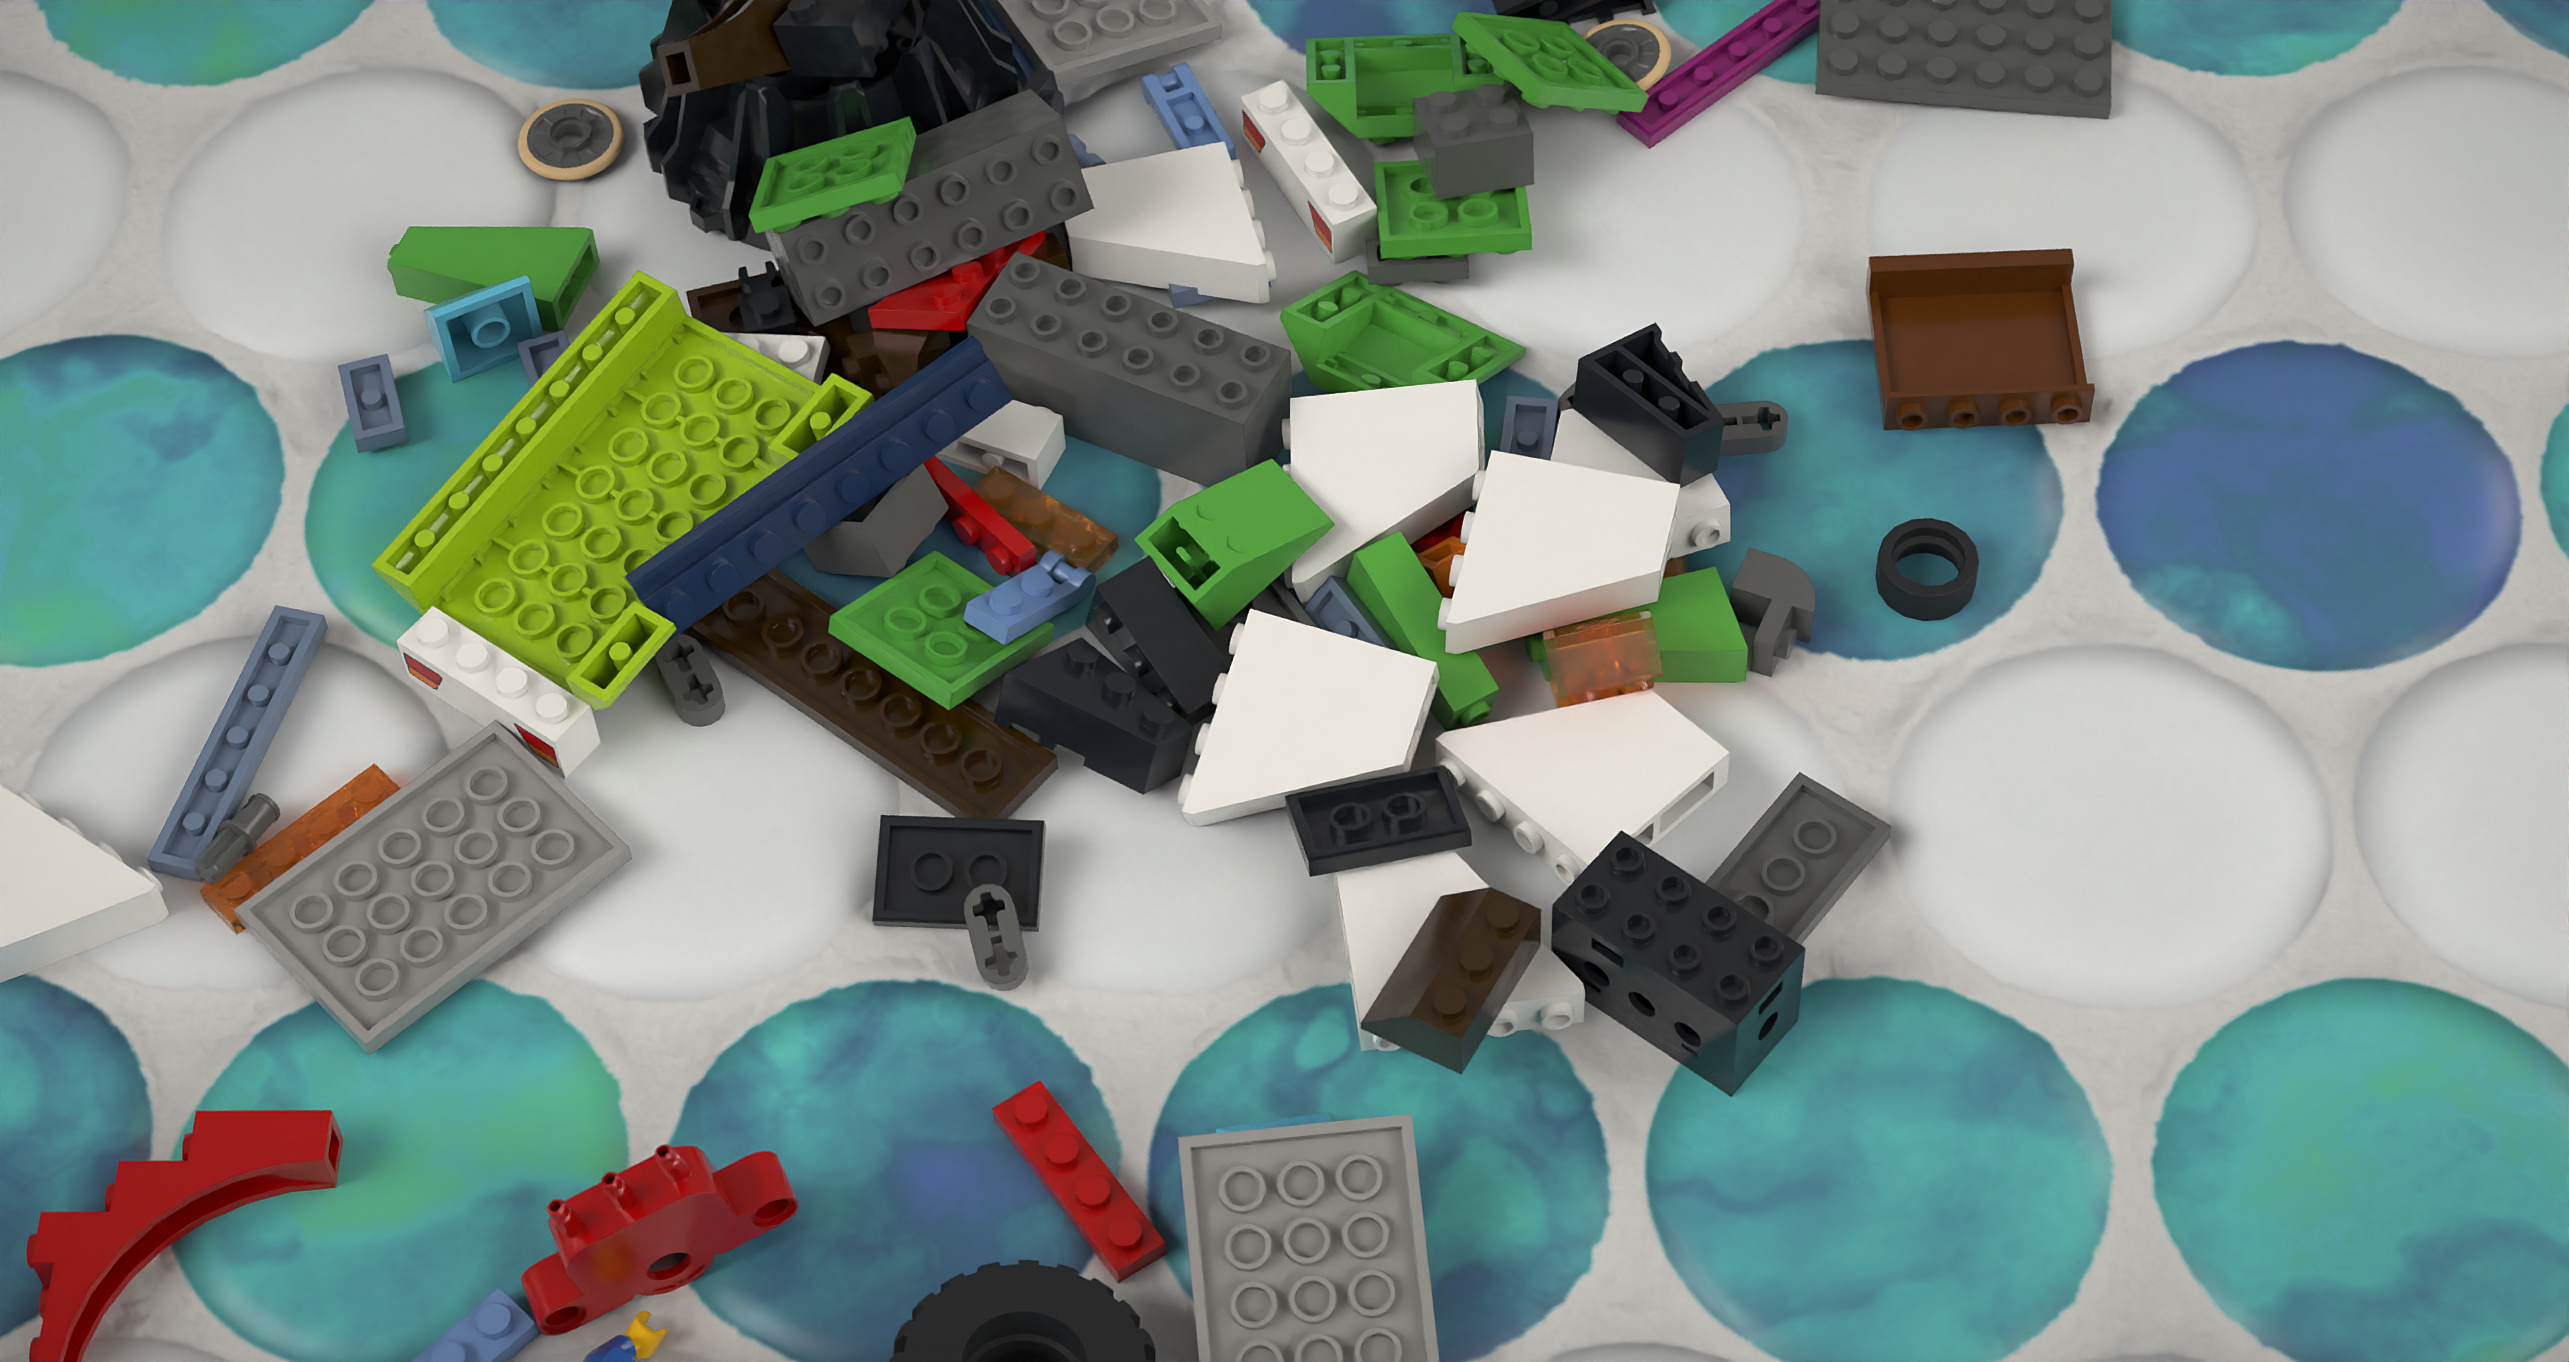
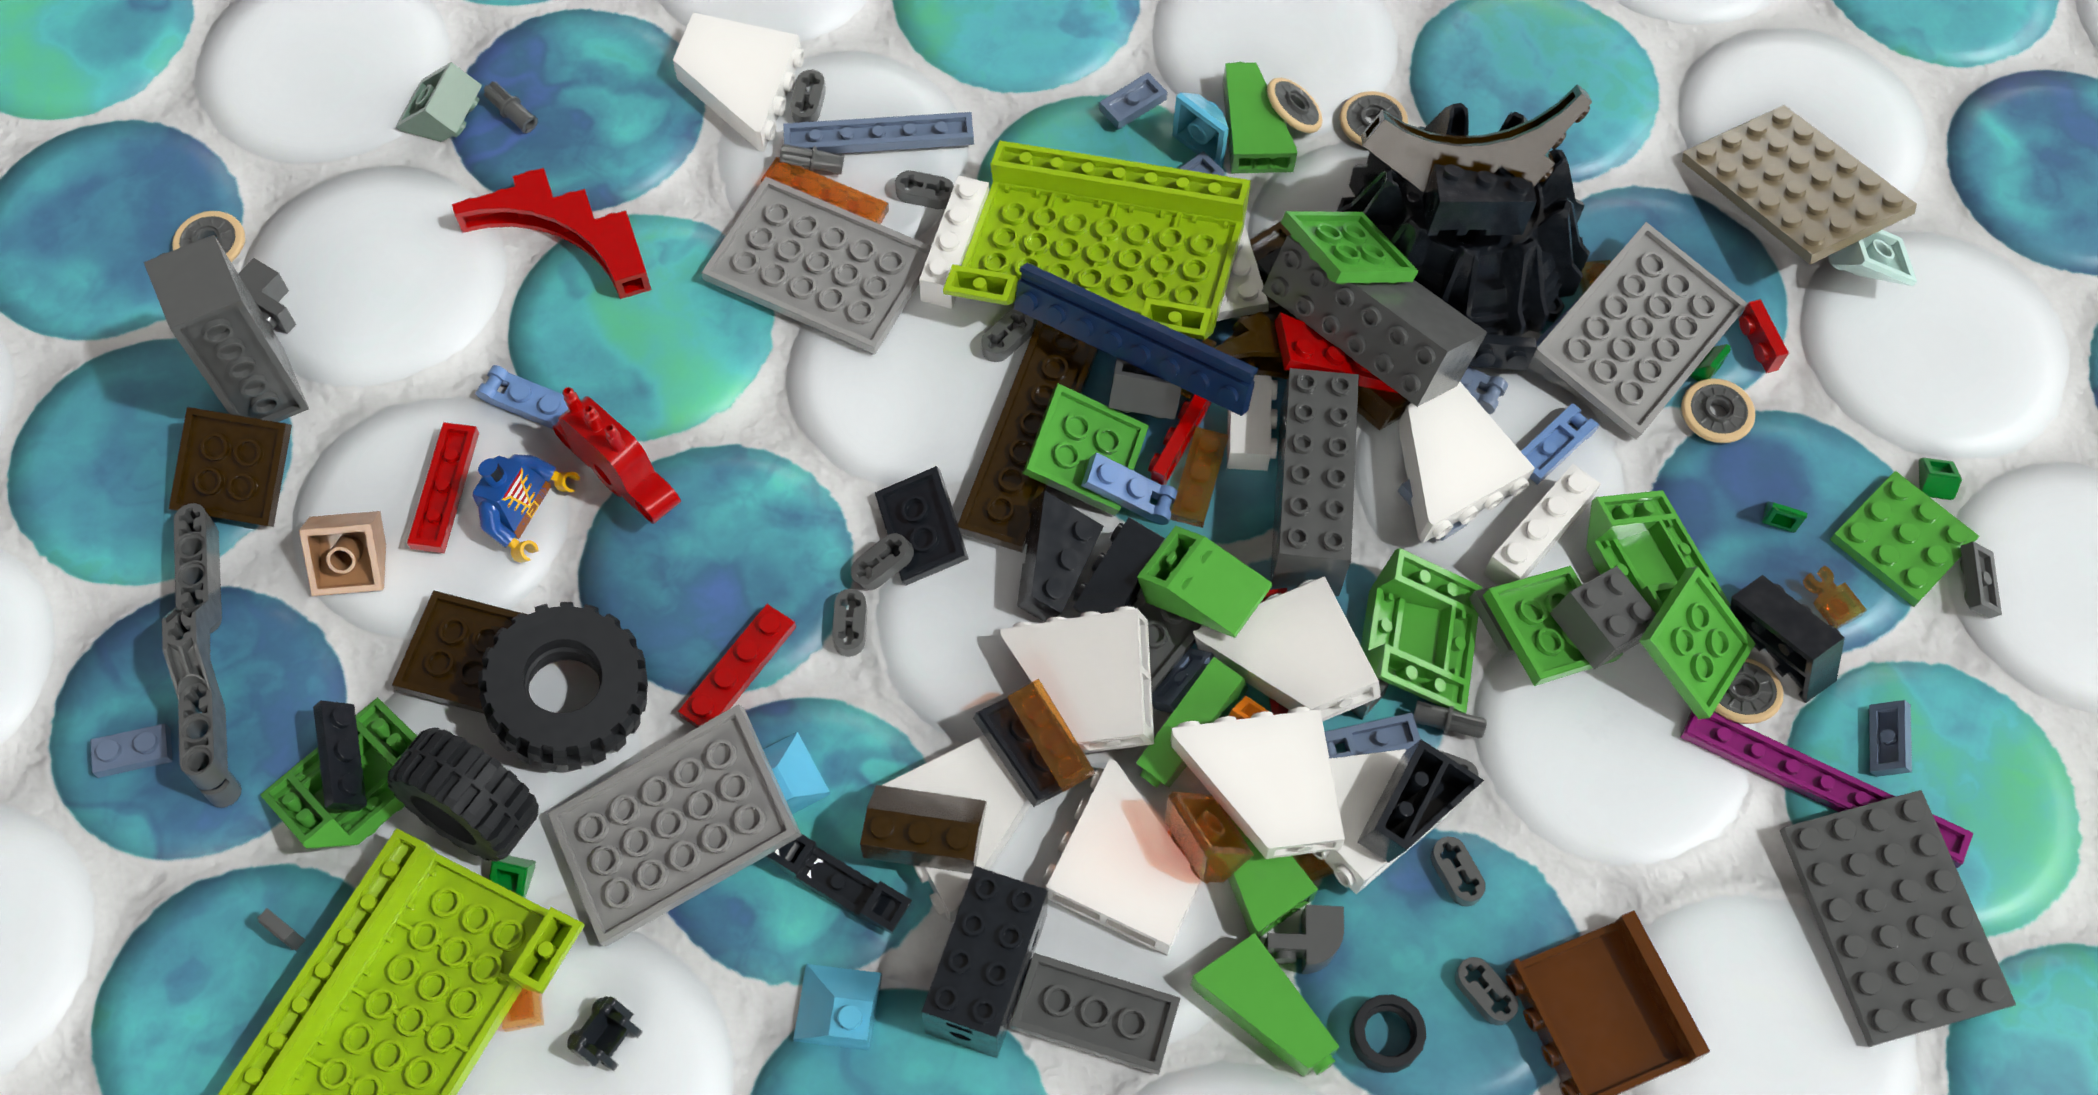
camera: 65 degrees right, 10 degrees up
(113, 812) = (814, 98): none -> dark grey beam
(371, 710) = (924, 190): none -> dark grey beam
(502, 212) = (1294, 105): none -> wheel
(1070, 1014) = (842, 622): none -> dark grey beam
(1383, 781) = (1051, 735): none -> clear orange plate
(1493, 1122) = (841, 883): none -> black slope
(1530, 363) = (1450, 720): none -> dark grey axle
(1661, 1182) = (837, 1007): none -> medium azure slope
(1844, 682) = (1264, 1002): none -> bright green slope
(1906, 453) = (1493, 985): none -> dark grey beam

